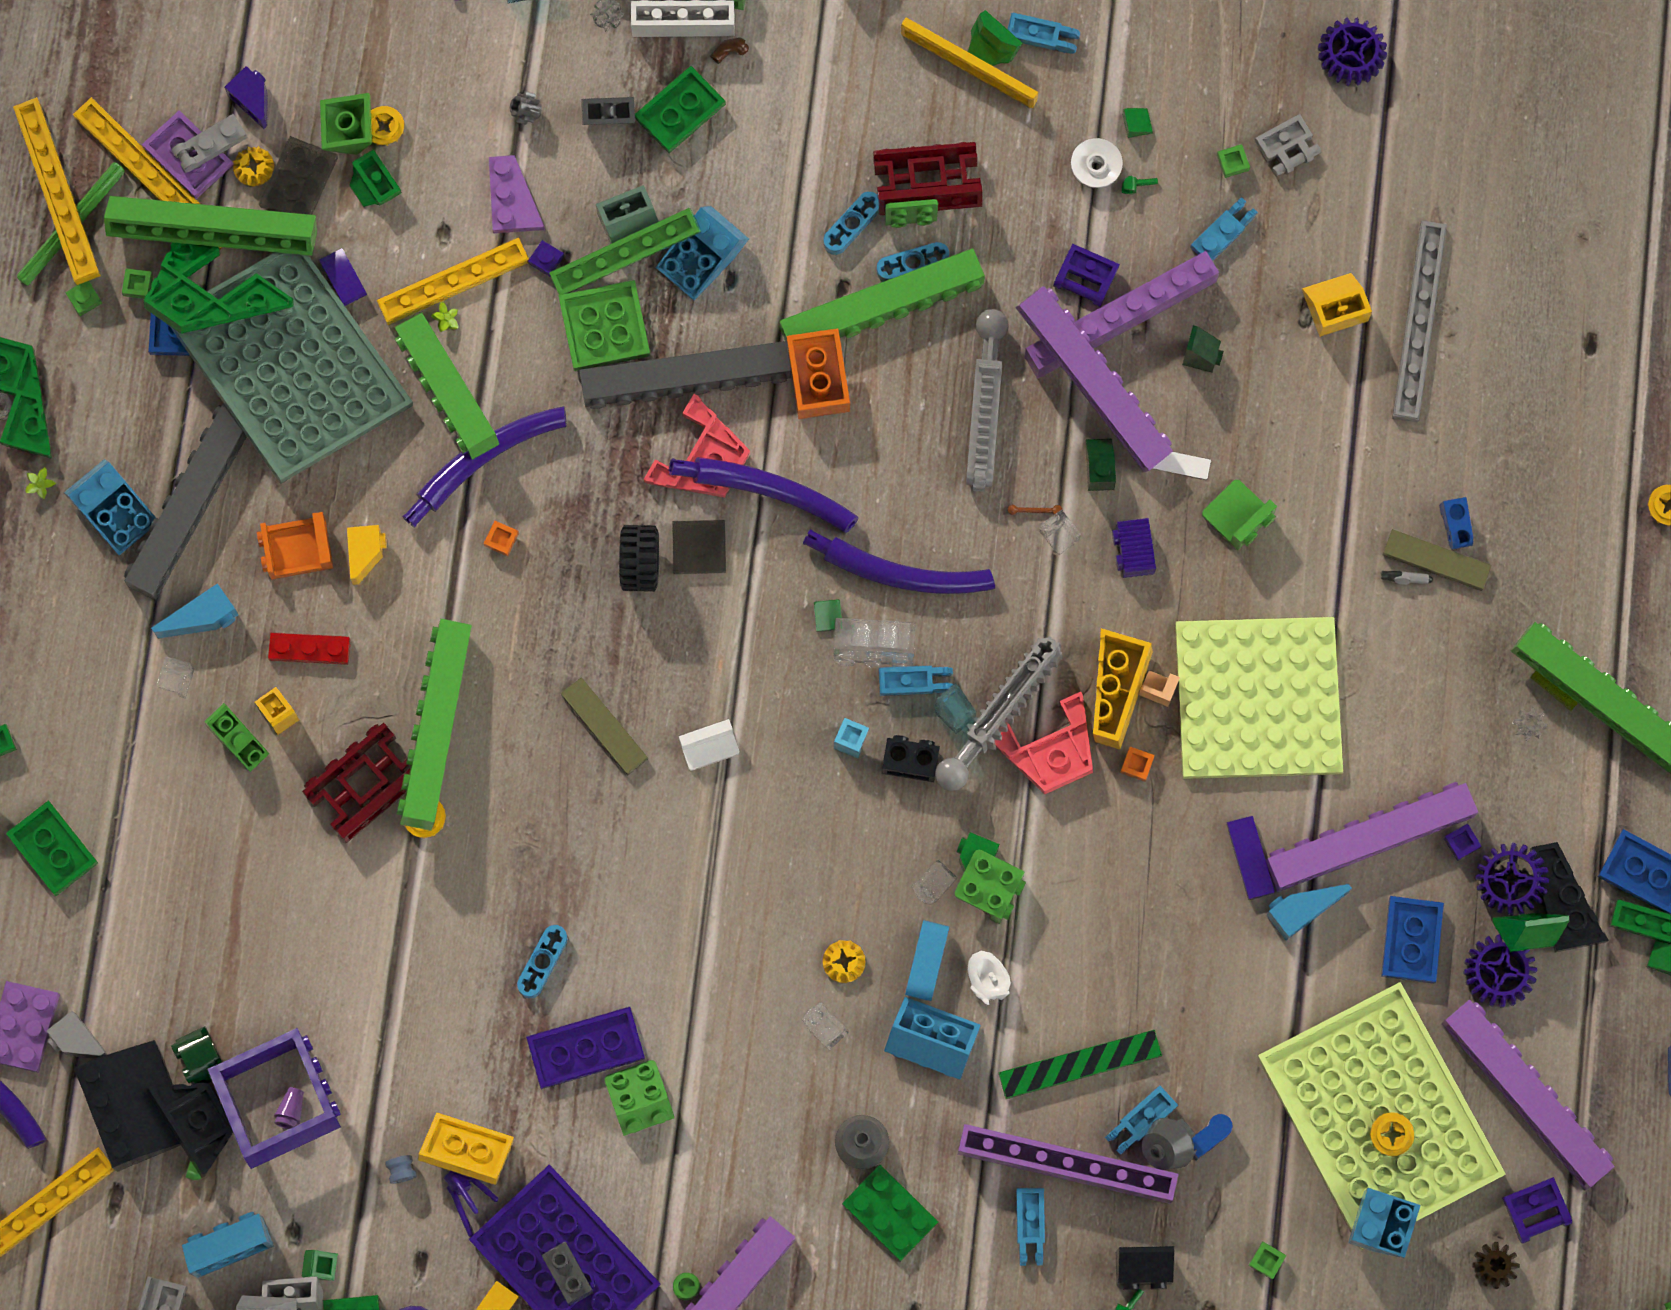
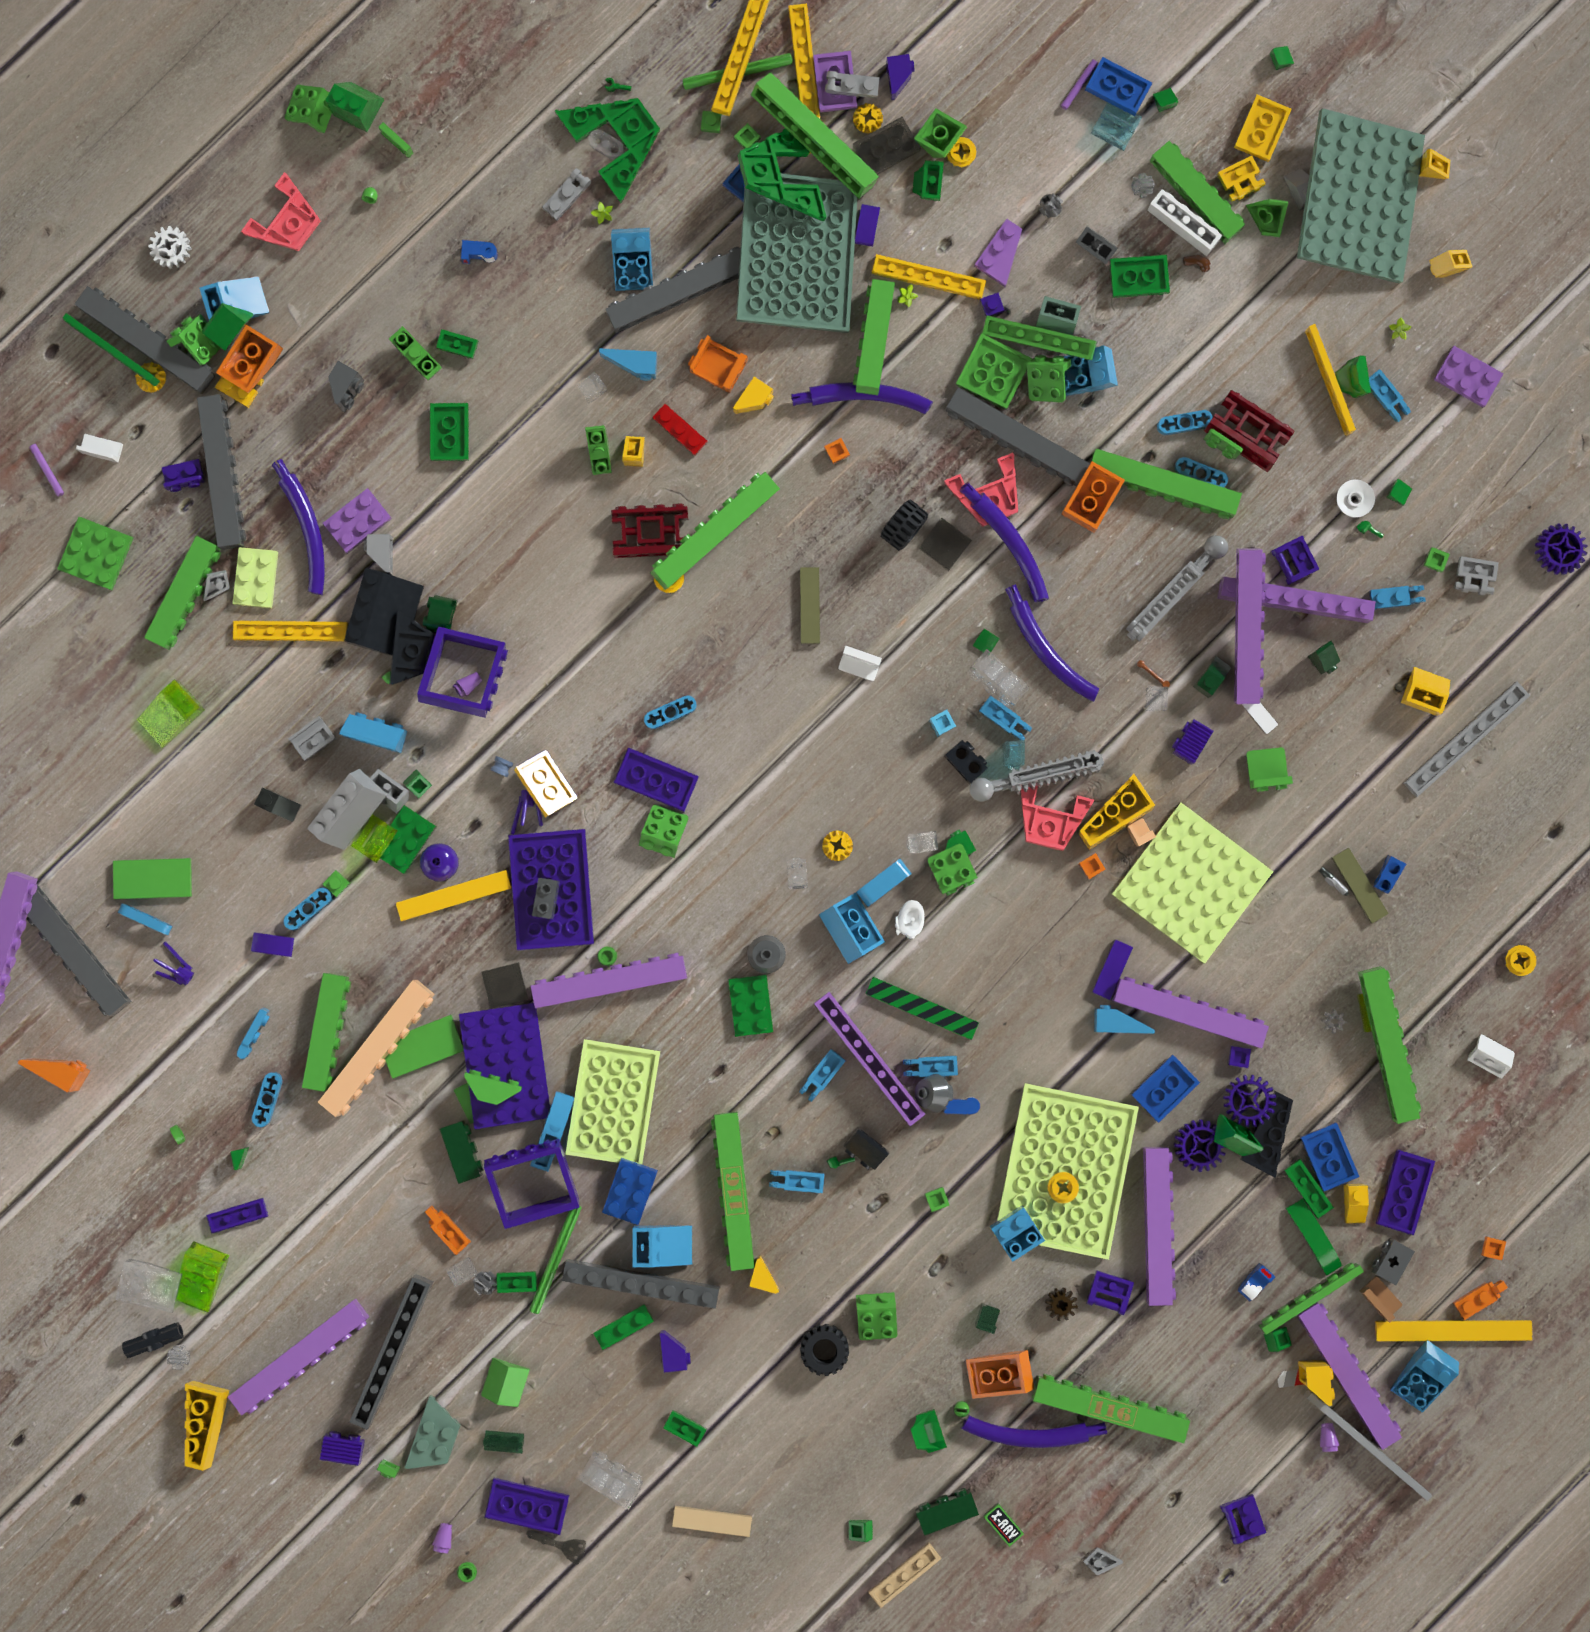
camera: 40 degrees right, 10 degrees up
(668, 288) = (1047, 378): none -> bright green bracket

